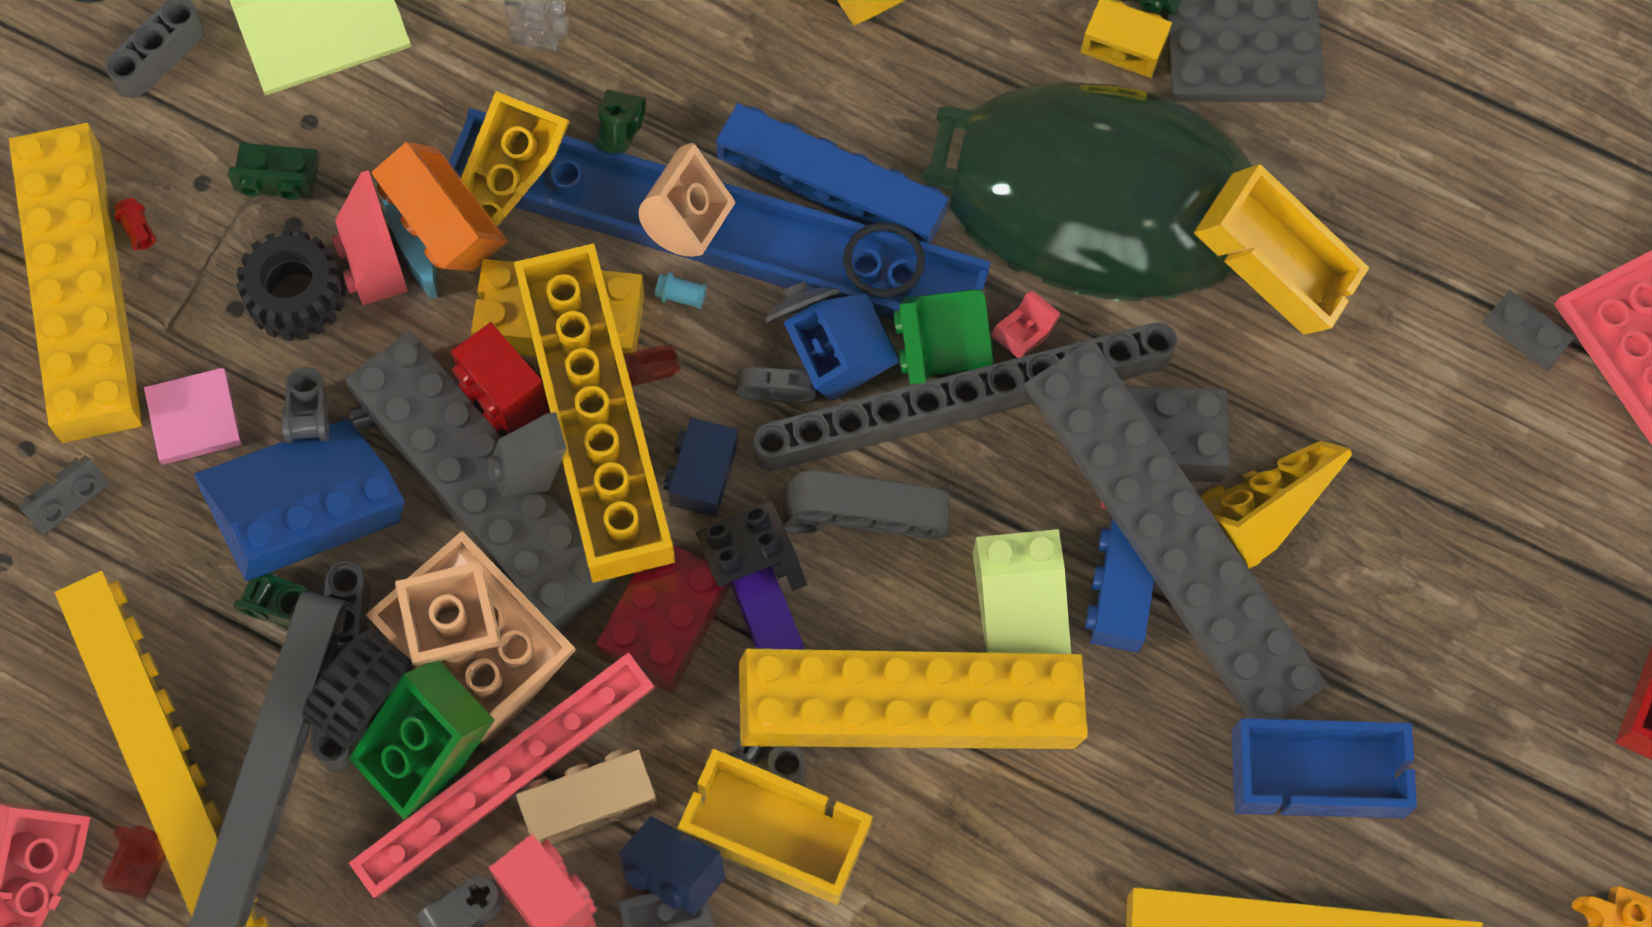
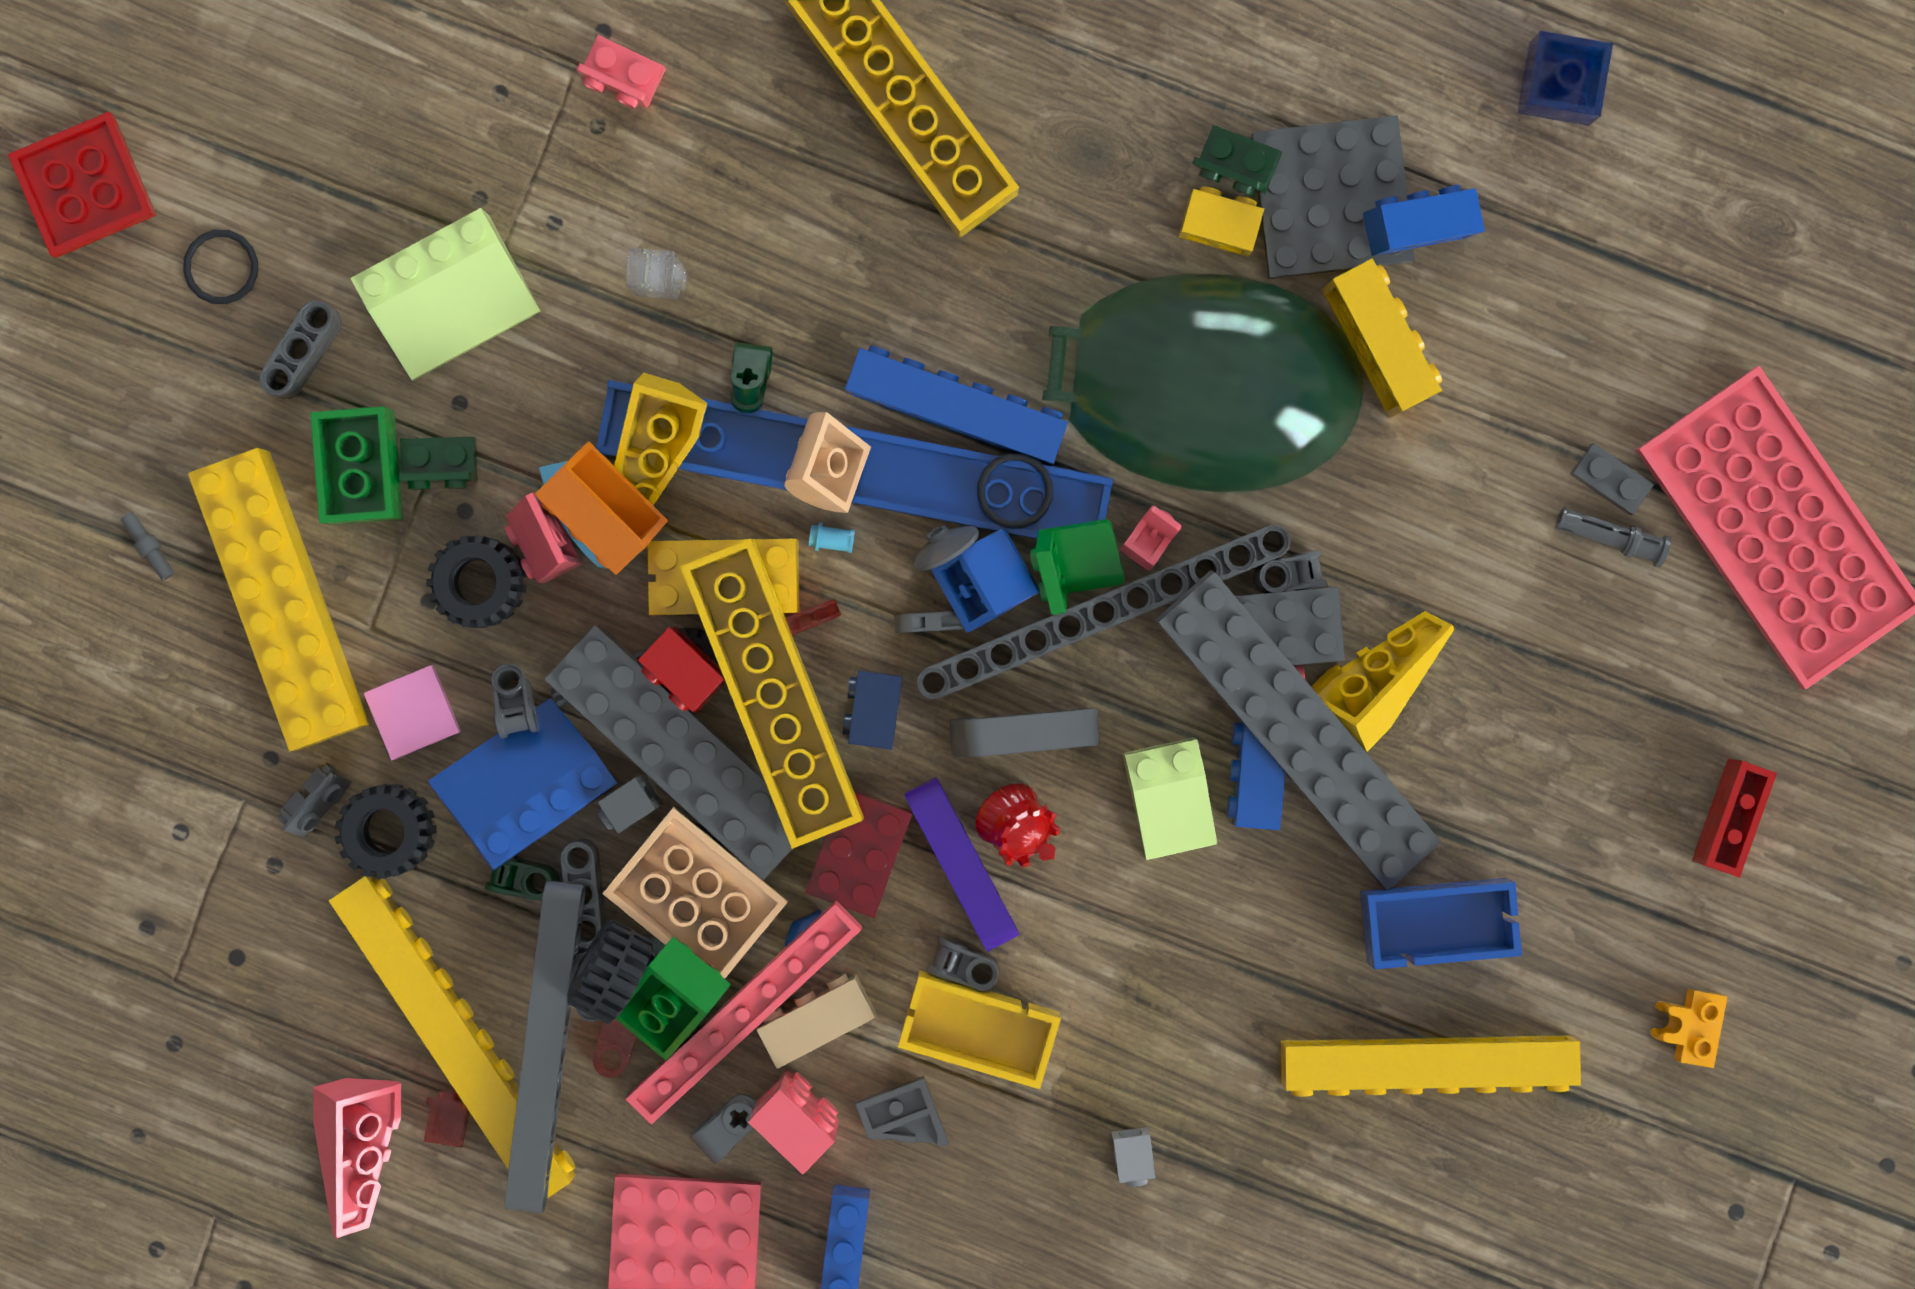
camera: 10 degrees left, 20 degrees up
(117, 504) = (356, 838): none -> black tyre
(131, 216) = (320, 534): red pin -> none
(187, 157) = (356, 465): none -> green brick
(352, 793) = (617, 1038): none -> clear red piece
(413, 526) = (629, 804): none -> dark grey brick
(447, 613) = (677, 902): light nougat brick -> none
(528, 457) = (721, 747): dark grey slope -> none
(672, 865) = (896, 1074): dark blue brick -> none
(749, 545) = (927, 790): black bracket -> none
(846, 606) = (1017, 824): none -> red hair
(911, 699) = (1083, 910): yellow brick -> none
(1176, 372) = (1296, 573): none -> dark grey piece
(1281, 250) = (1380, 445): yellow piece -> none
(1284, 140) = (1382, 337): none -> yellow brick
(1336, 52) = (1423, 220): none -> blue brick
(1546, 390) = (1629, 540): none -> dark grey pin

